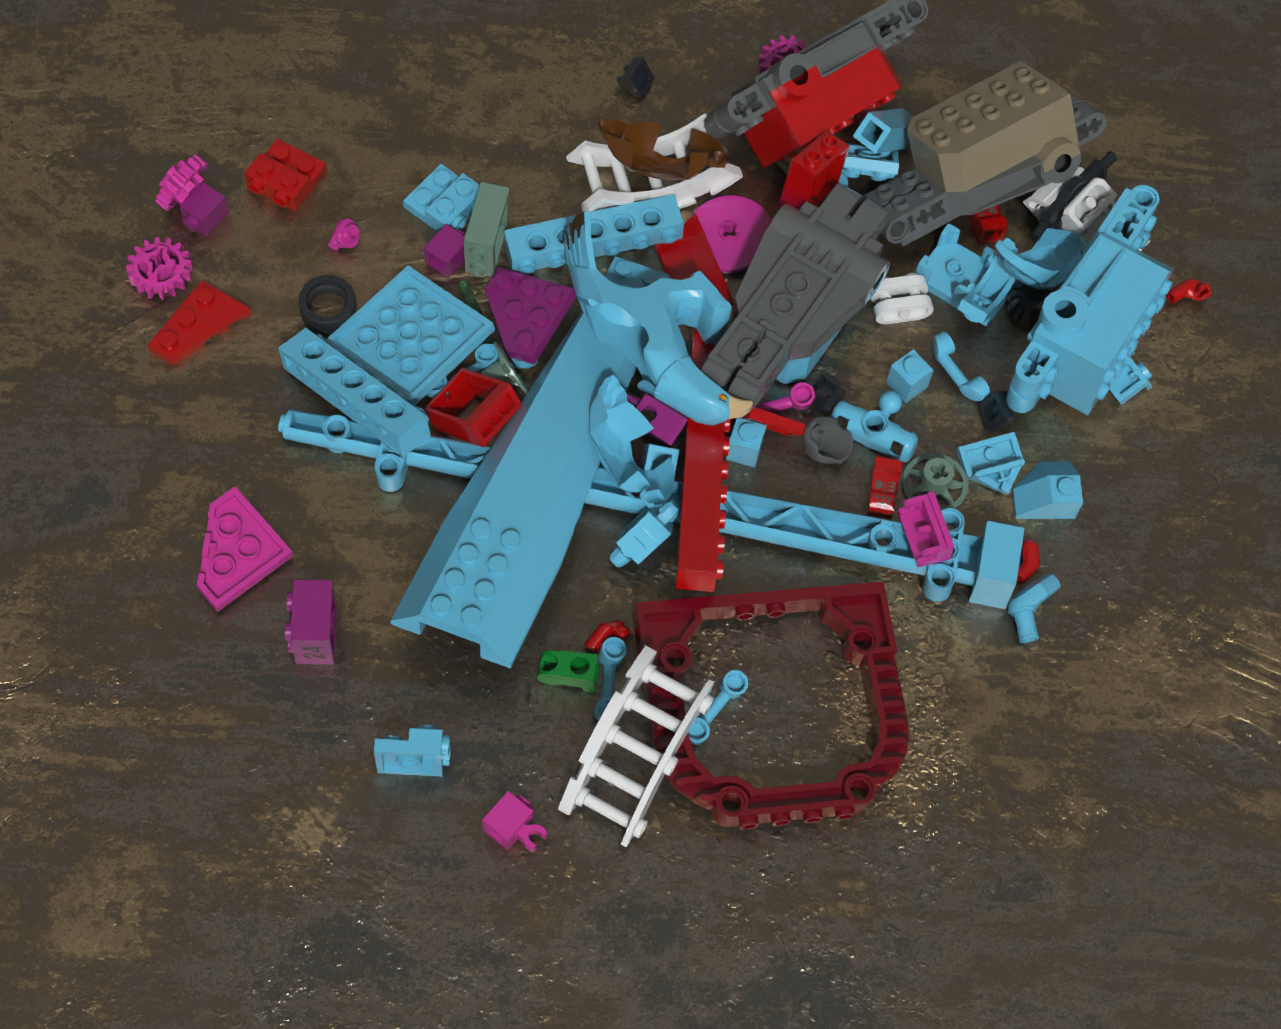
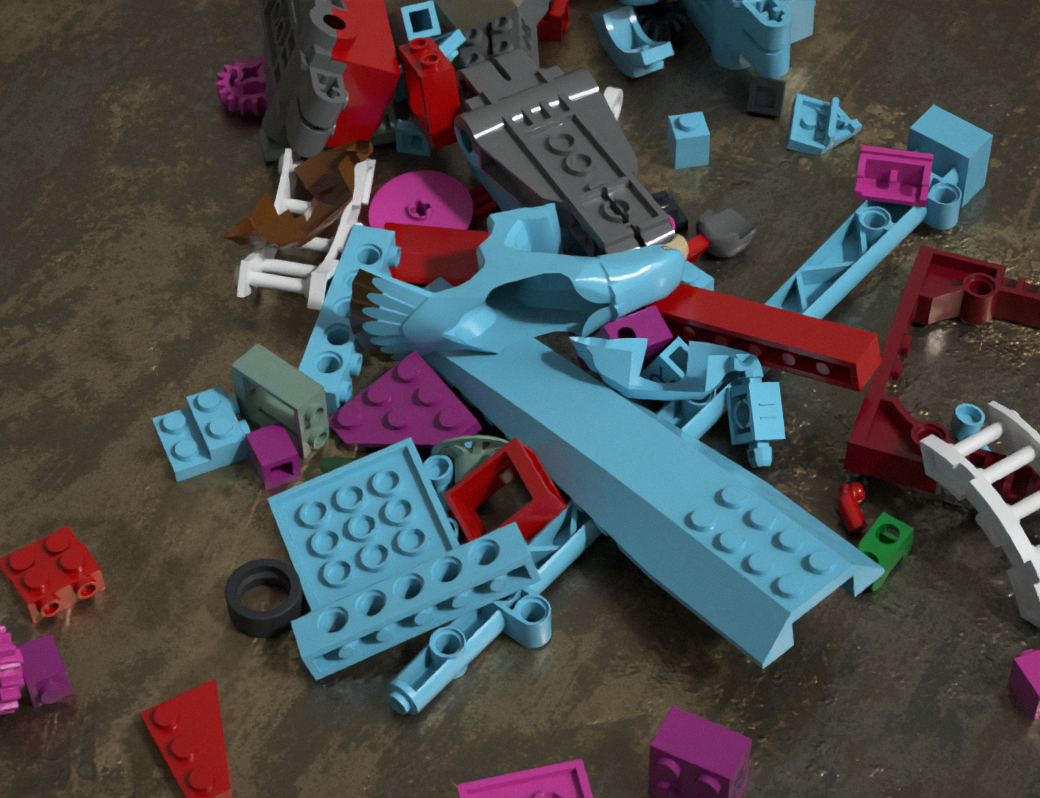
camera: 55 degrees left, 15 degrees down
(157, 264) = (91, 750): dark pink gear -> none
(345, 235) = (177, 547): dark pink plate -> none
(421, 754) = (923, 728): medium azure plate -> none
(610, 656) = (944, 540): medium azure bar -> none
(636, 77) = (172, 208): black tile -> none
(881, 440) = (729, 187): medium azure piece -> none
(883, 487) = (802, 212): red leg -> none
(936, 477) = (816, 171): sand green wheel -> none
(953, 269) = (590, 53): medium azure panel -> none
(973, 389) = (730, 103): medium azure bar -> none
(1025, 603) = (1006, 168): medium azure arm -> none
(1048, 492) = (878, 94): medium azure slope -> none

